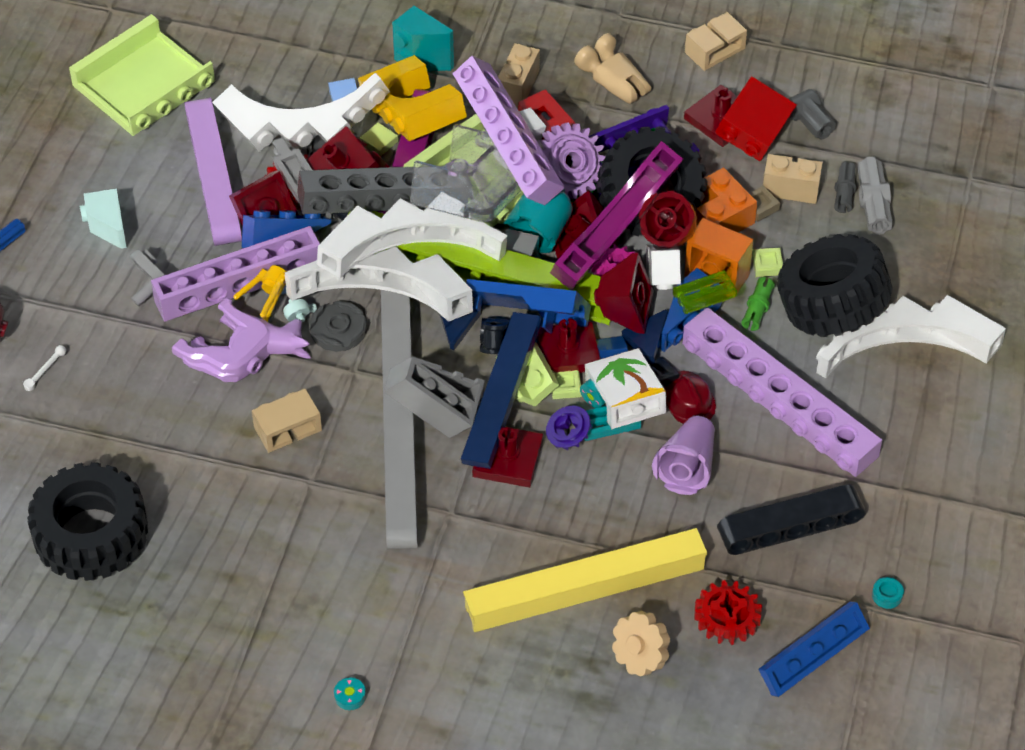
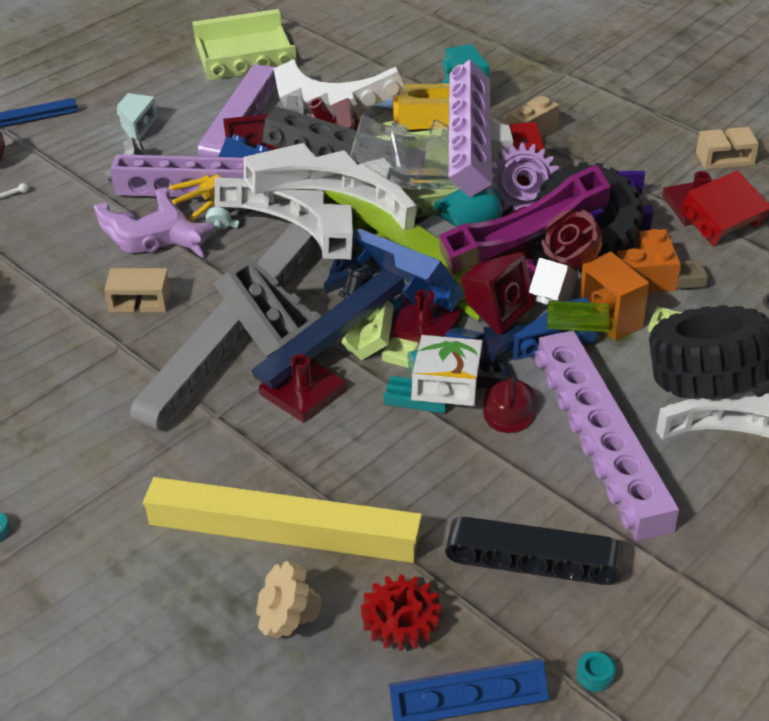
camera: 30 degrees right, 10 degrees down
(338, 326) = (244, 242): dark grey tile -> none
(561, 420) = (371, 383): dark purple gear -> none
(612, 70) = (617, 139): tan piece -> none
(686, 457) = (463, 447): lavender cone -> none
(758, 304) = (630, 352): bright green pin -> none
(792, 179) = (732, 264): tan piece -> none

